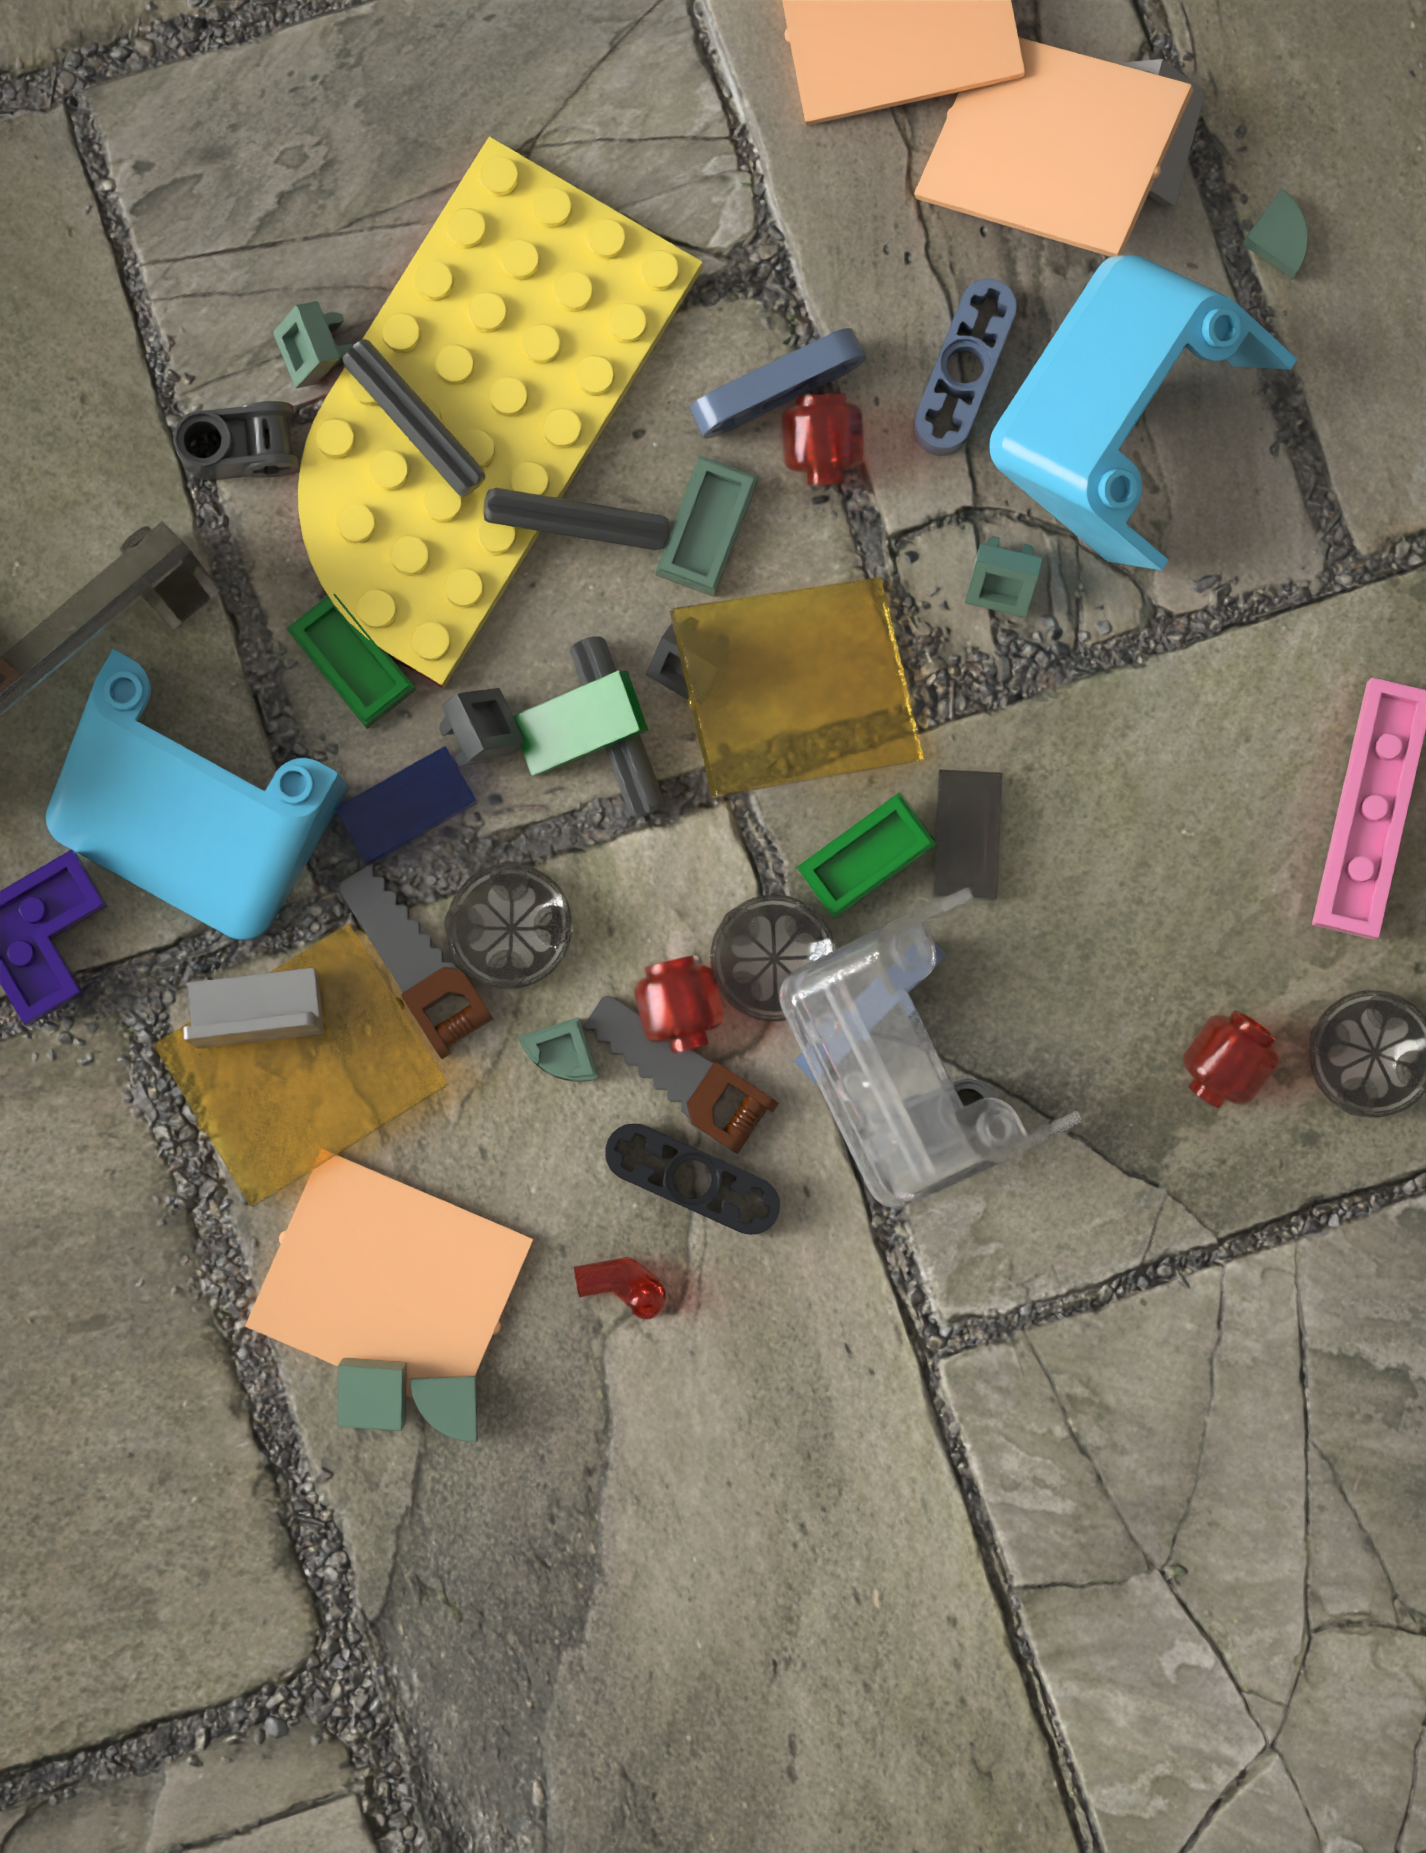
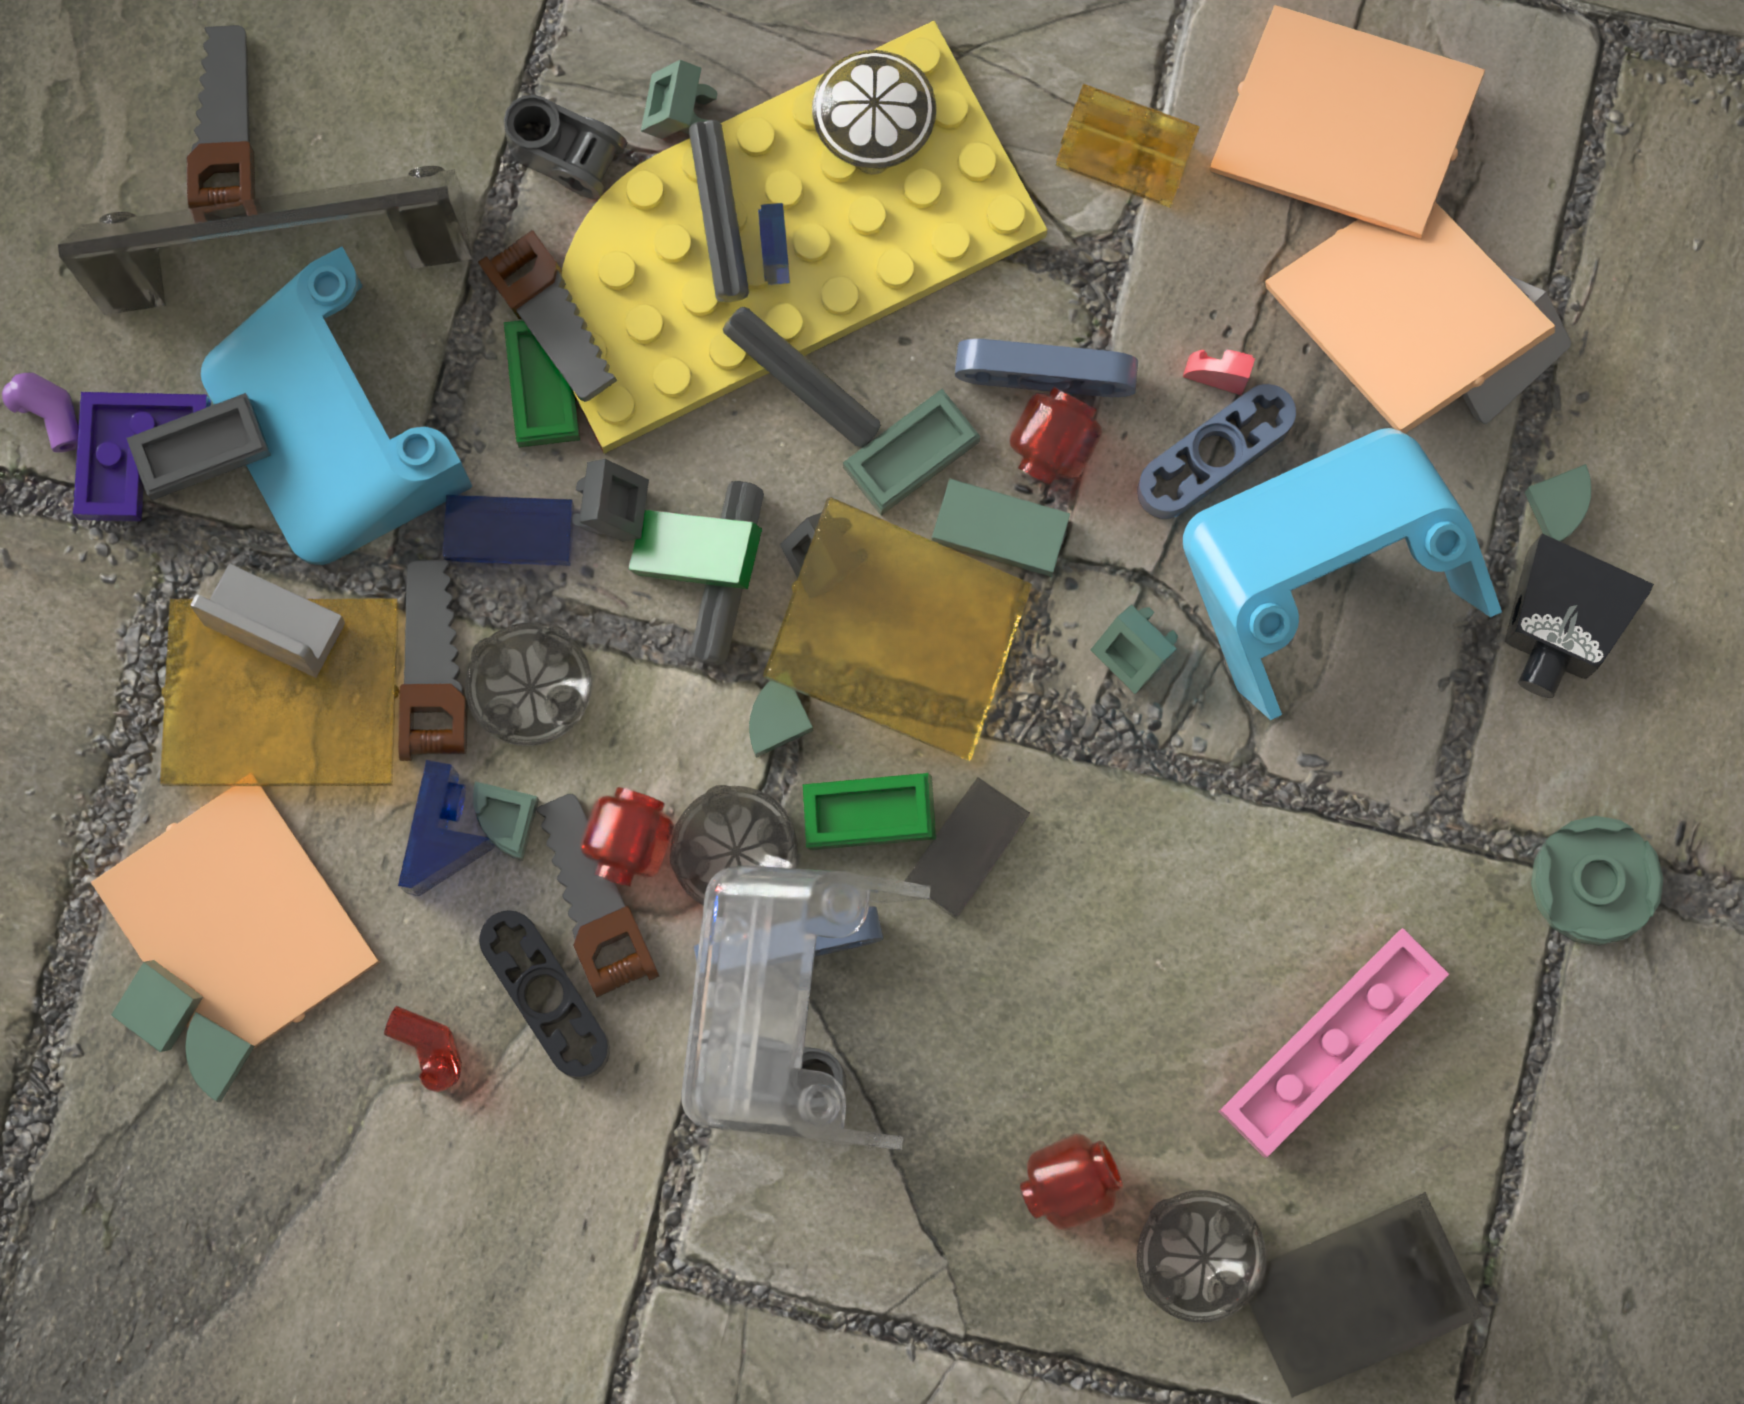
camera: 35 degrees right, 5 degrees down
(96, 899) = (198, 446): none -> dark grey tile
(323, 597) = (550, 314): none -> dark grey piece
(482, 417) = (774, 243): none -> clear blue tile
(491, 247) = (874, 110): none -> dish
(522, 1116) = (432, 849): none -> clear blue slope
(725, 146) = (1127, 145): none -> clear yellow hinge
(738, 825) = (776, 718): none -> sand green tile
(824, 544) = (1000, 527): none -> sand green tile
(937, 293) = (1226, 374): none -> coral tile
(1346, 325) = (1569, 613): none -> black torso

